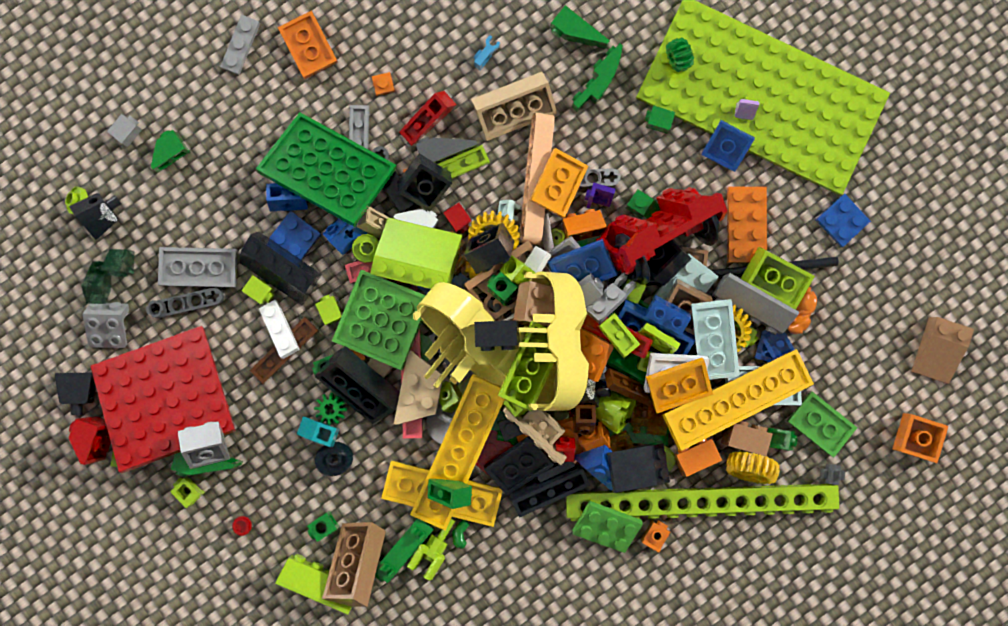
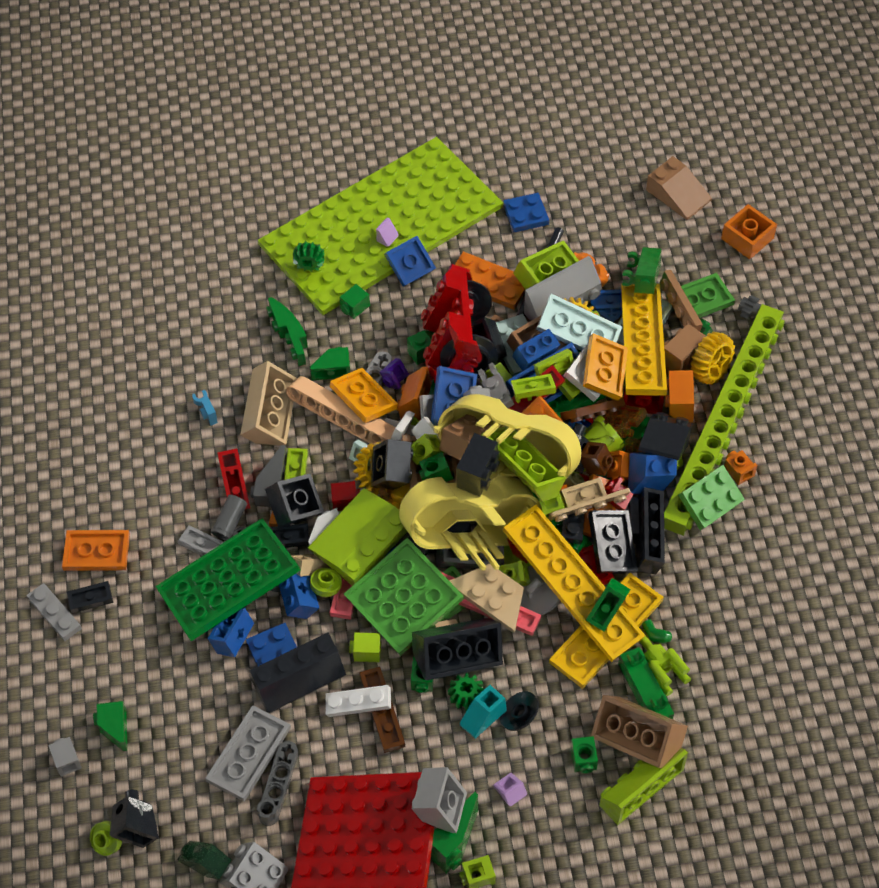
camera: 60 degrees left, 30 degrees down
(119, 262) = (197, 823): clear green slope -> none
(242, 525) = (543, 838): red plate -> none
(258, 290) = (307, 703): lime brick -> none
(264, 65) = (90, 597): none -> black plate
(270, 481) = (510, 789): none -> lavender slope
(383, 84) = (176, 505): orange plate -> none
(388, 135) = (229, 517): none -> dark grey pin
(536, 235) = (403, 426): none -> white tile
(575, 29) = (233, 328): green slope -> none
(584, 137) = (331, 364): none -> green slope
(802, 409) = (679, 300): none -> medium nougat plate
(822, 367) = (647, 270): none -> green brick

